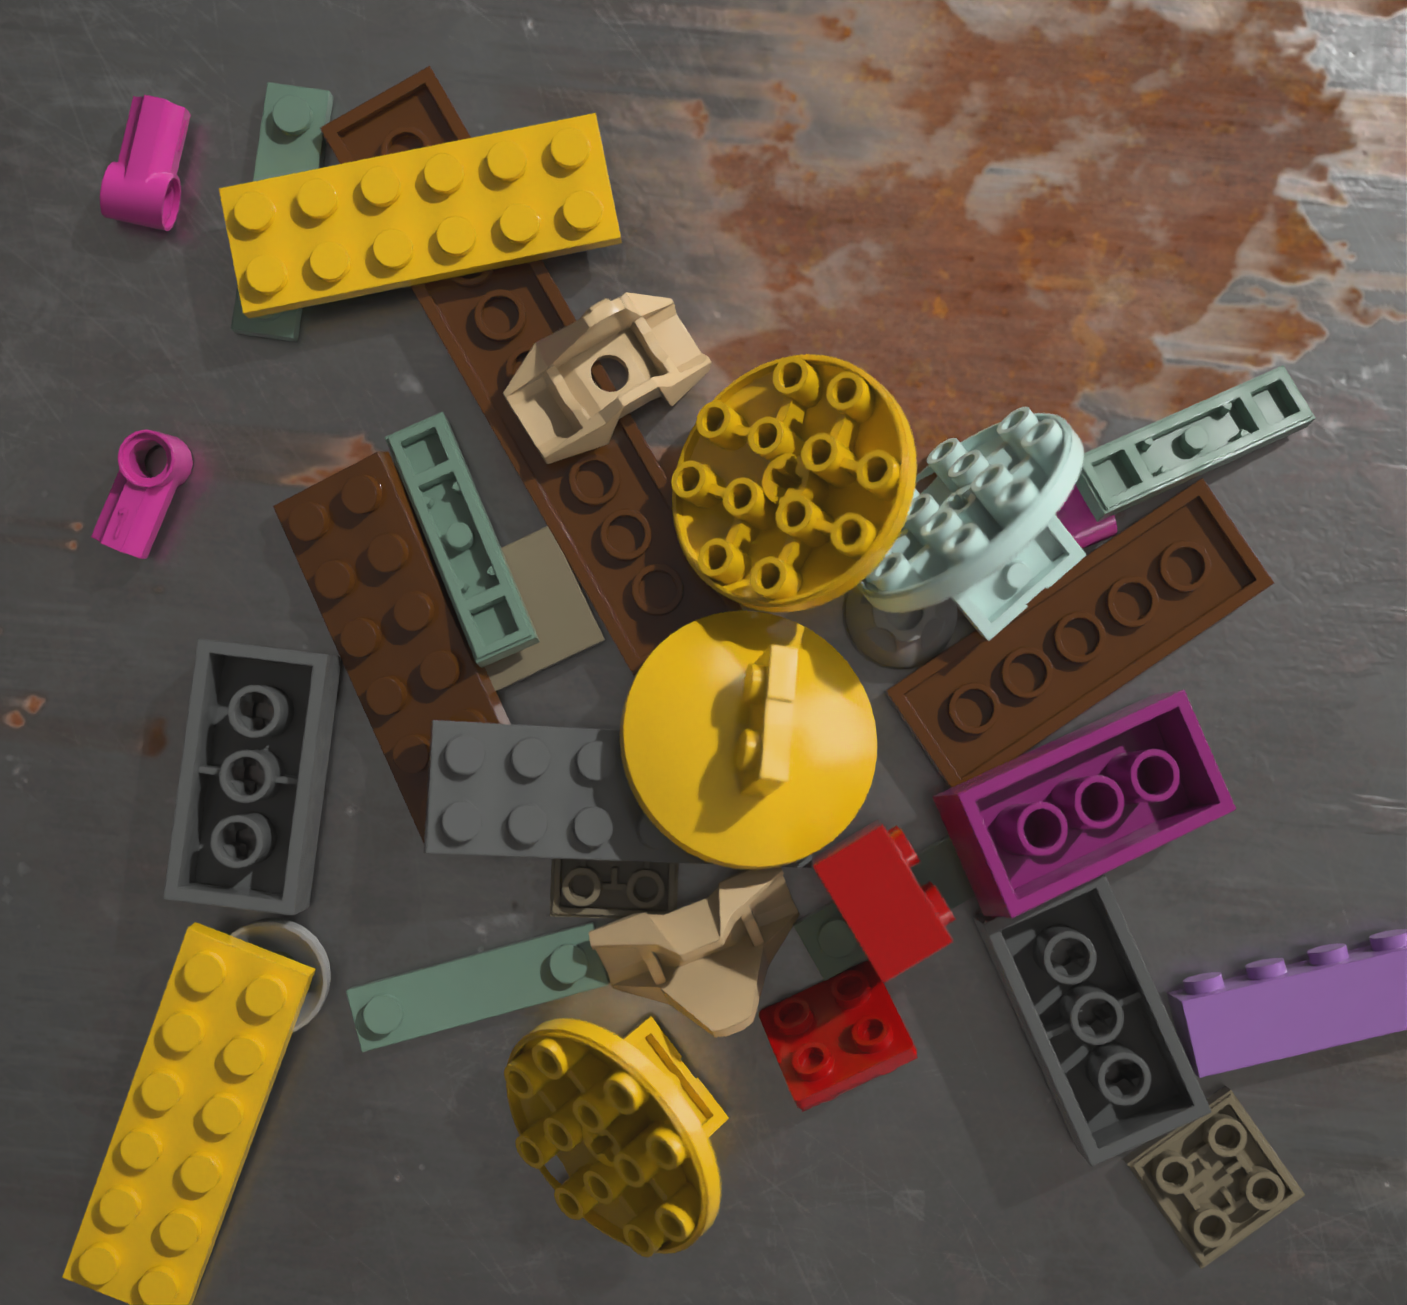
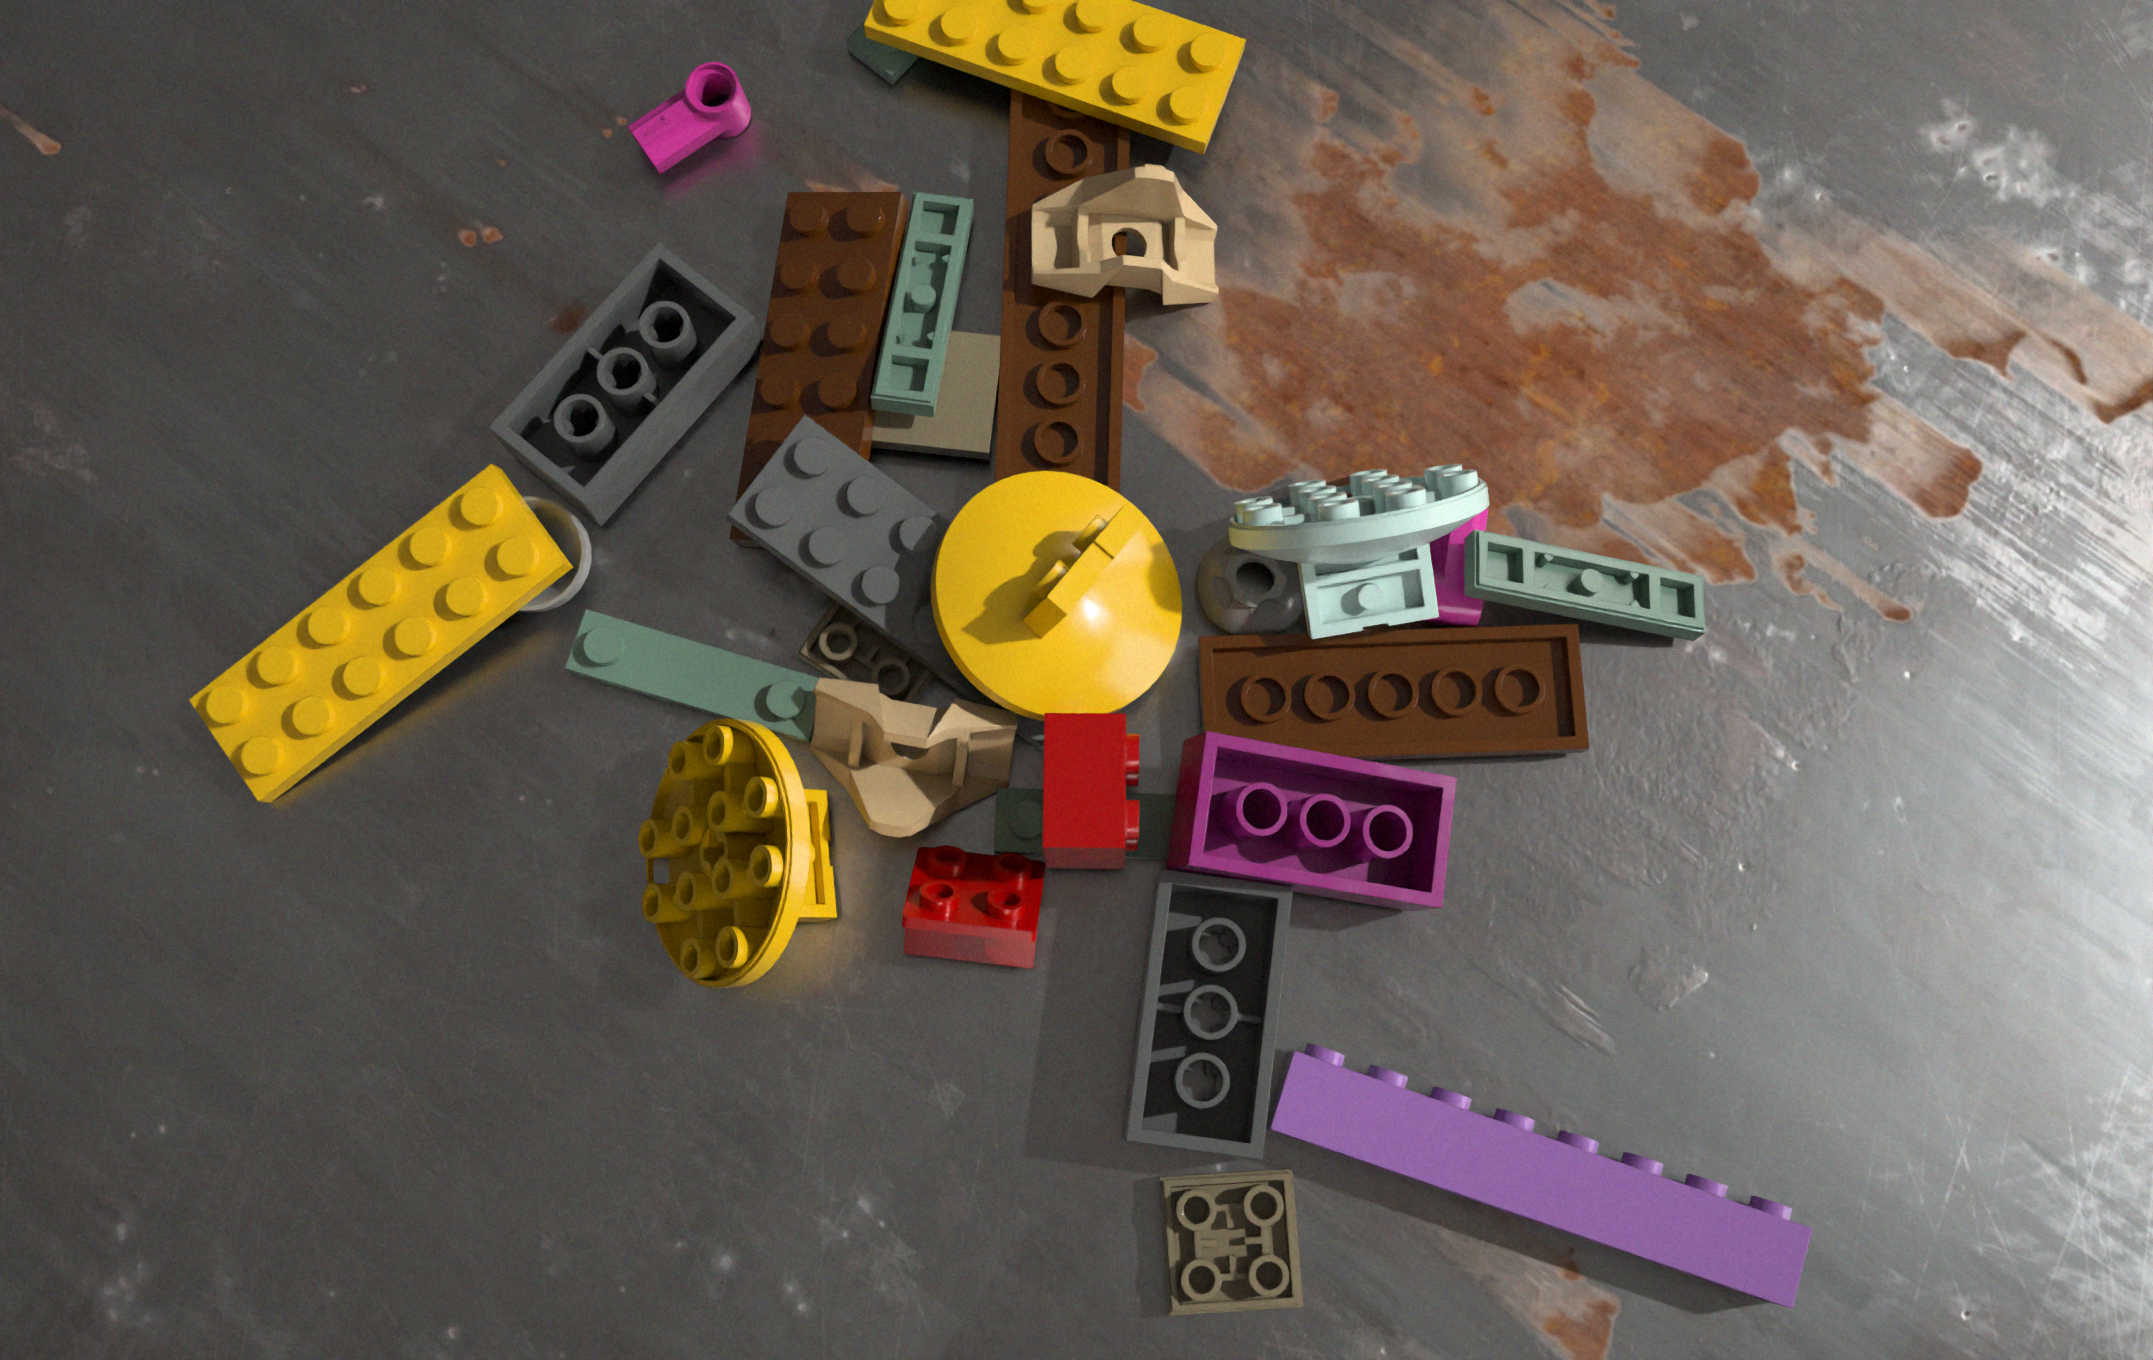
camera: 25 degrees right, 10 degrees down
(794, 483) = (1225, 406): yellow bracket -> none

